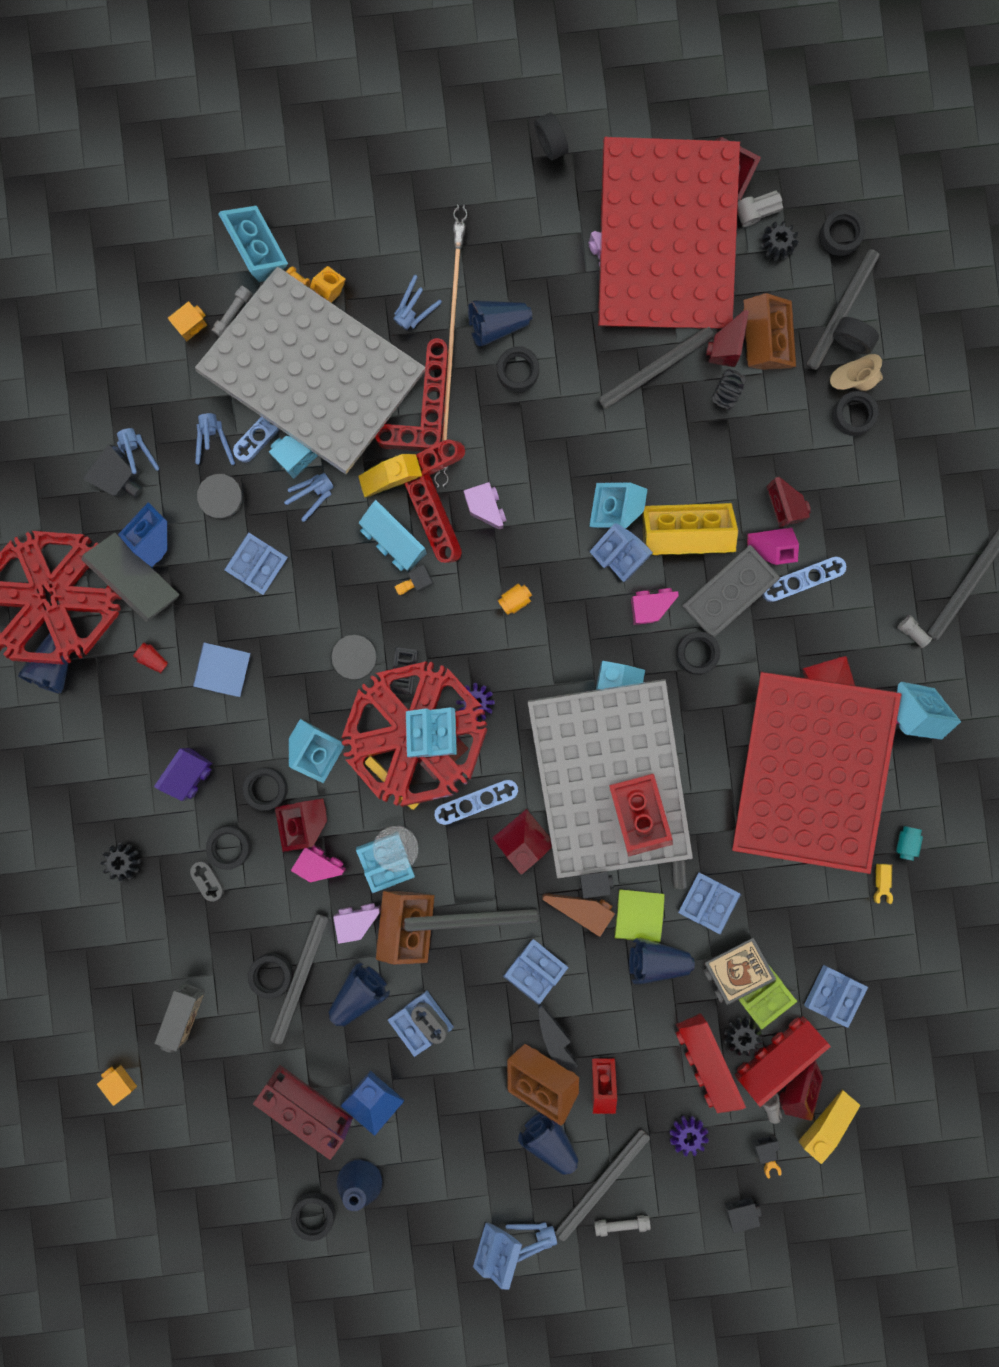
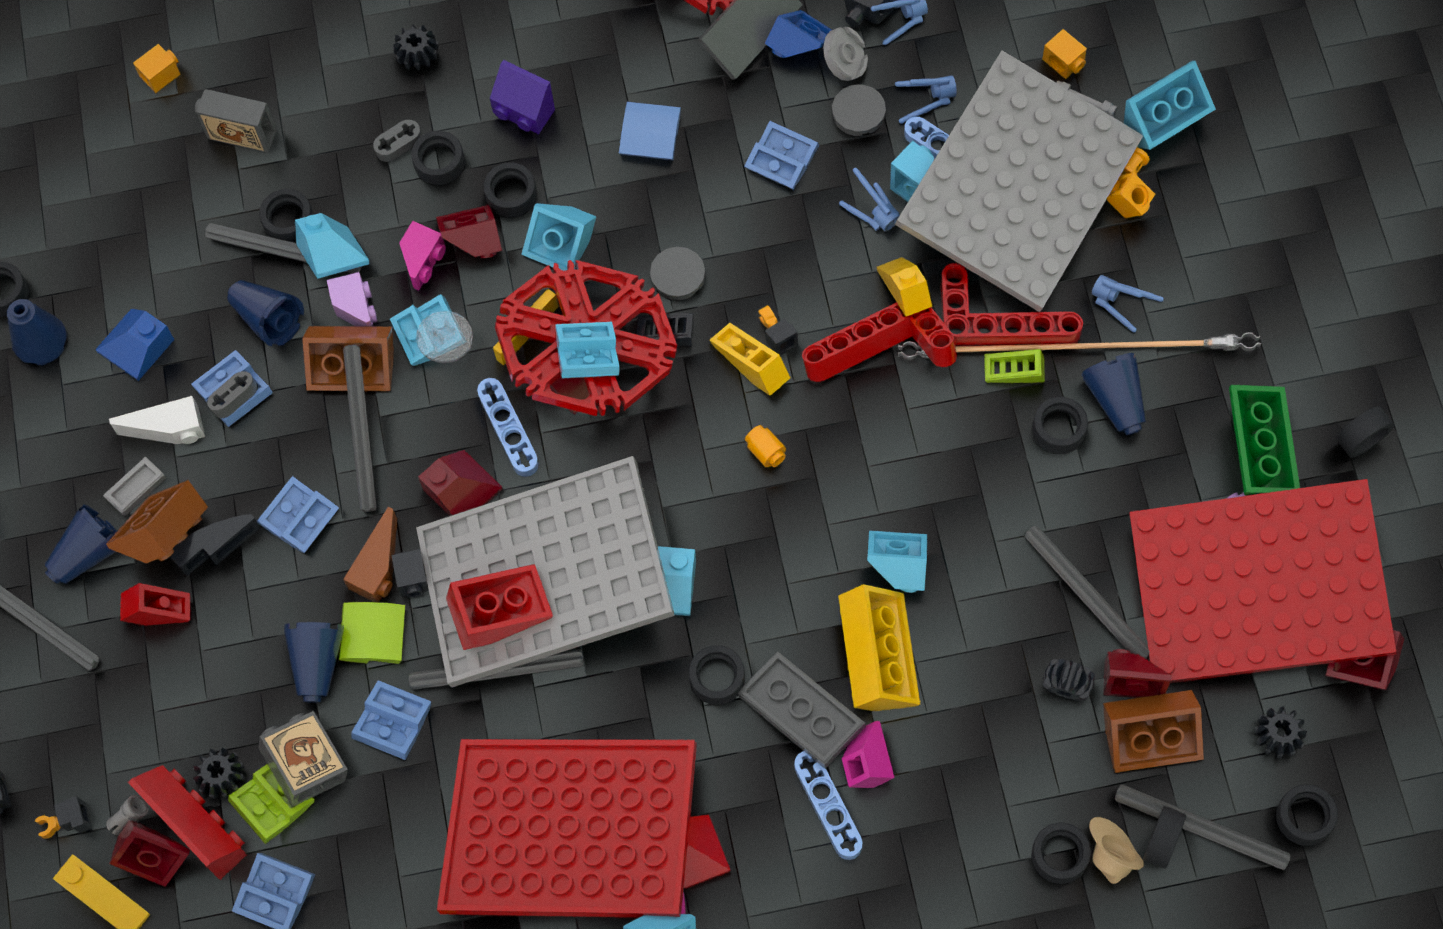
camera: 90 degrees right, 20 degrees down
(149, 657) = (657, 55): red cone -> none
(169, 501) = (845, 53): none -> light grey tile
(304, 1112) = (141, 266): dark red window -> none
(306, 940) = (328, 245): none -> medium azure slope
(392, 537) = (829, 297): medium azure slope -> none
(437, 604) = (753, 359): none -> yellow slope
(448, 1072) = (169, 422): none -> white slope
(464, 379) = (1014, 376): none -> lime slope
(477, 695) = (635, 421): dark purple gear -> none
(483, 506) = (881, 399): lavender slope -> none
(498, 1102) = (134, 486): none -> light grey tile
(555, 212) = (1264, 439): none -> green slope
(621, 551) = (839, 562): medium blue slope -> none
(651, 607) = (770, 611): dark pink slope -> none
(680, 1136) = (82, 708): dark purple gear -> none
(710, 1064) = (184, 732): red slope -> none
(752, 209) = (1317, 695): light grey piece -> none
(787, 503) = (923, 768): dark red slope -> none

